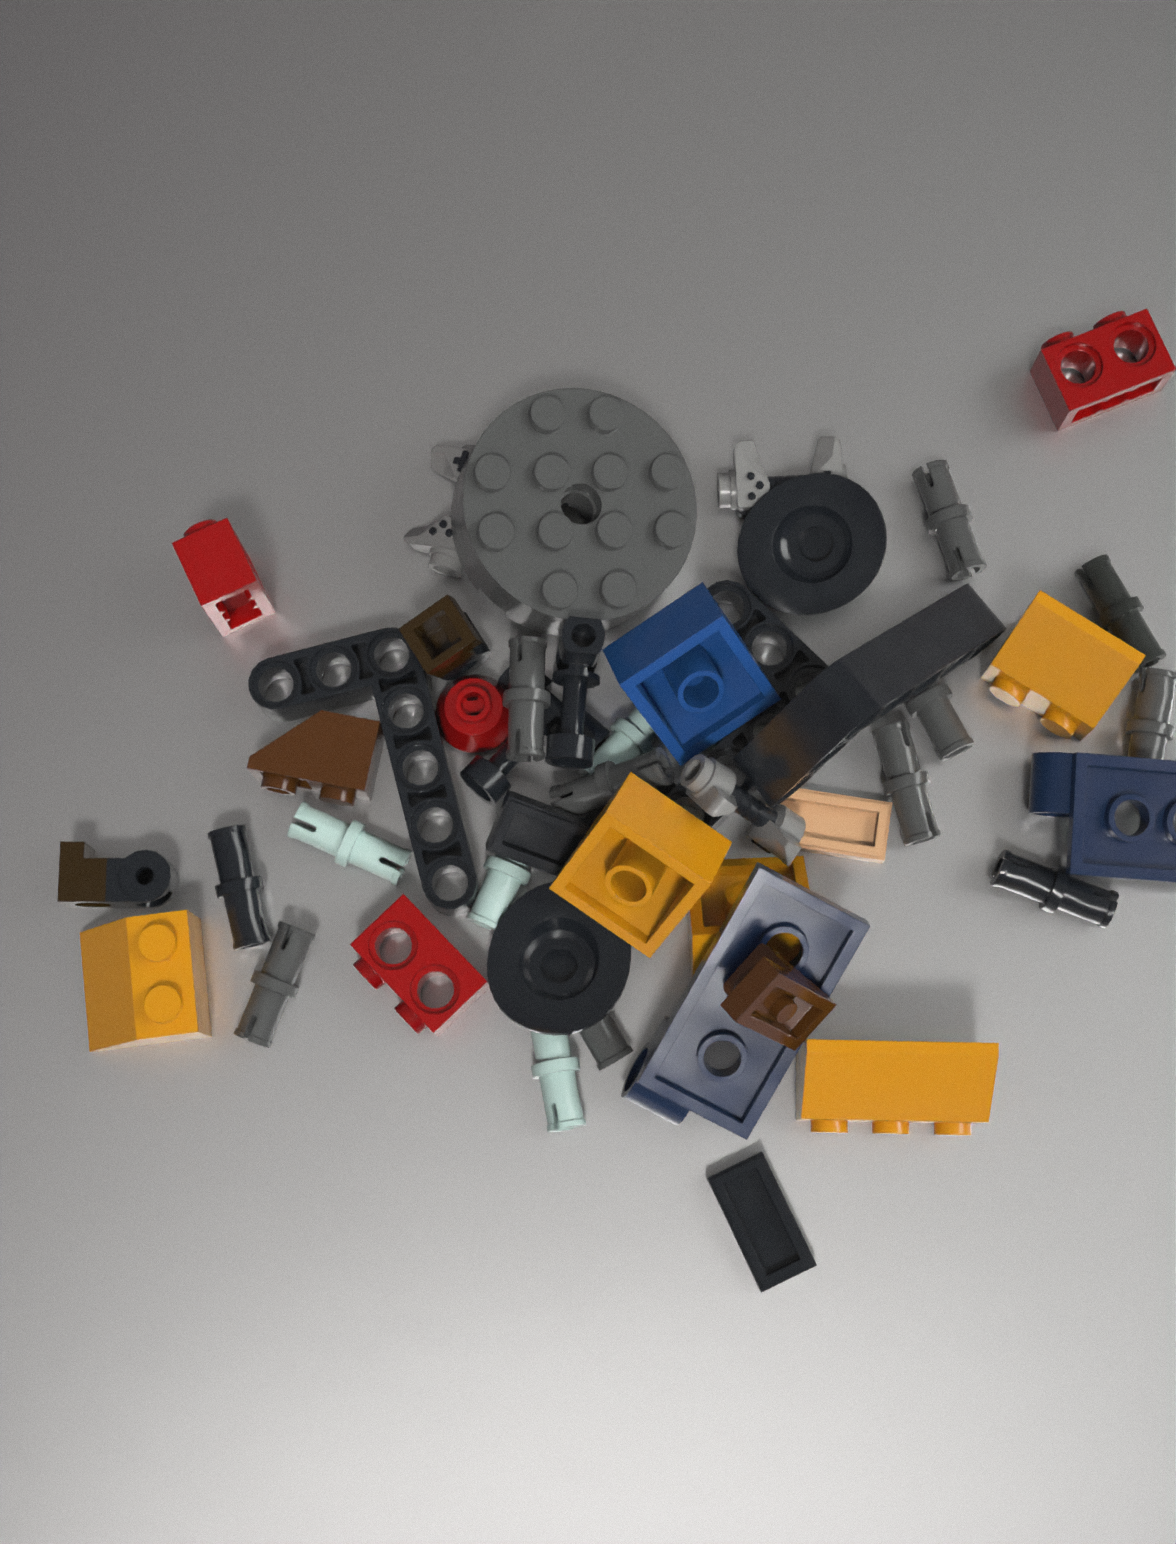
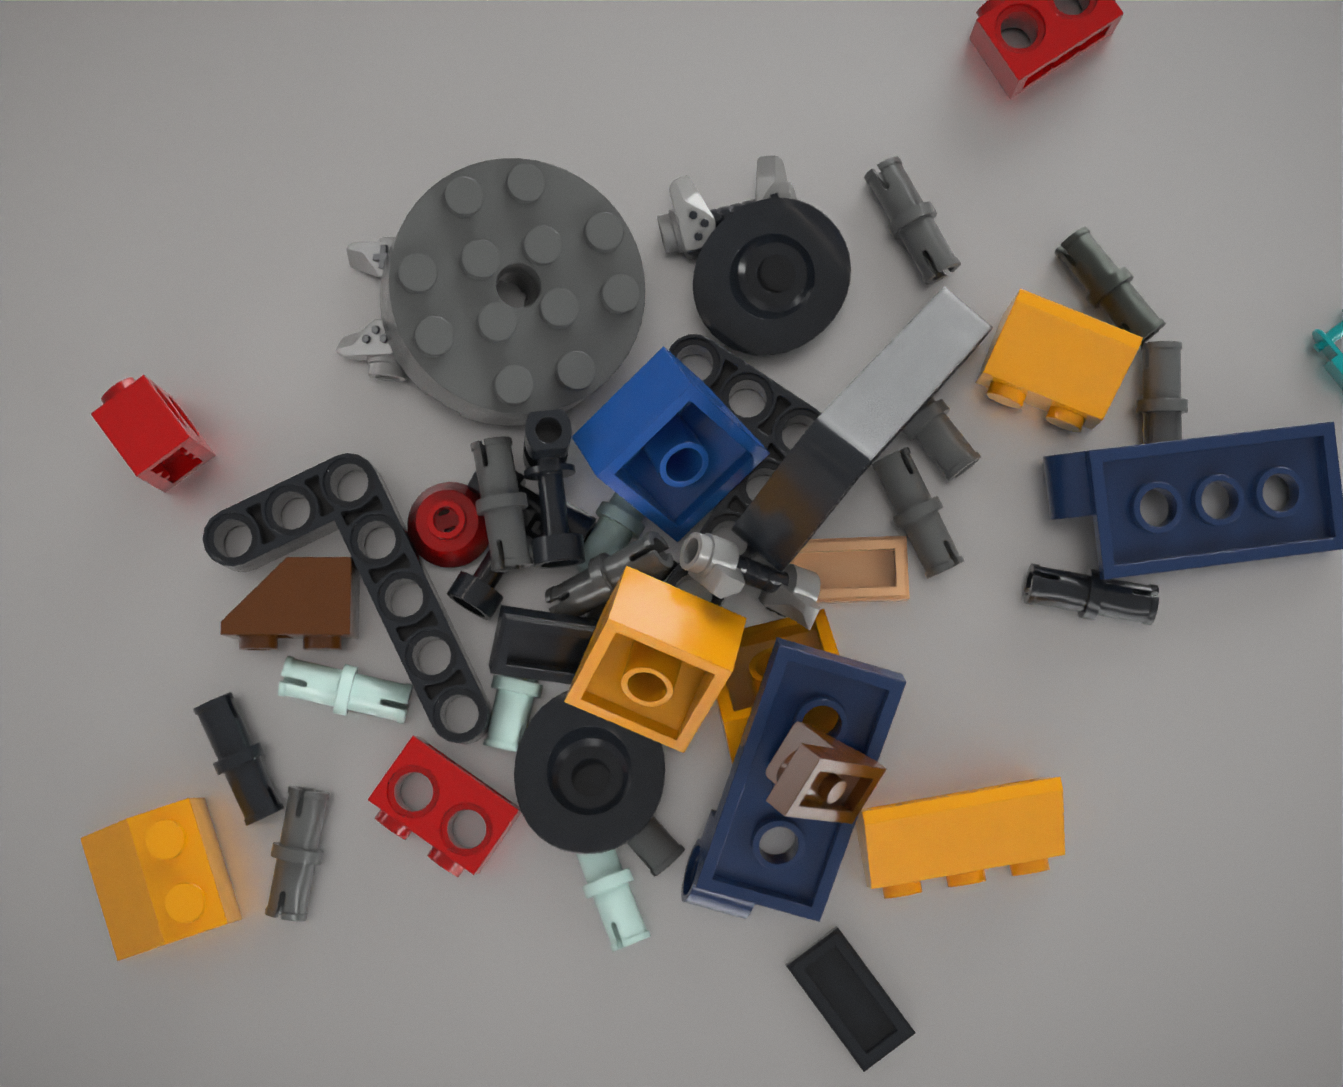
camera: 10 degrees left, 5 degrees up
(129, 882) = (128, 774): leg -> none
(445, 640) = (403, 458): dark brown leg -> none

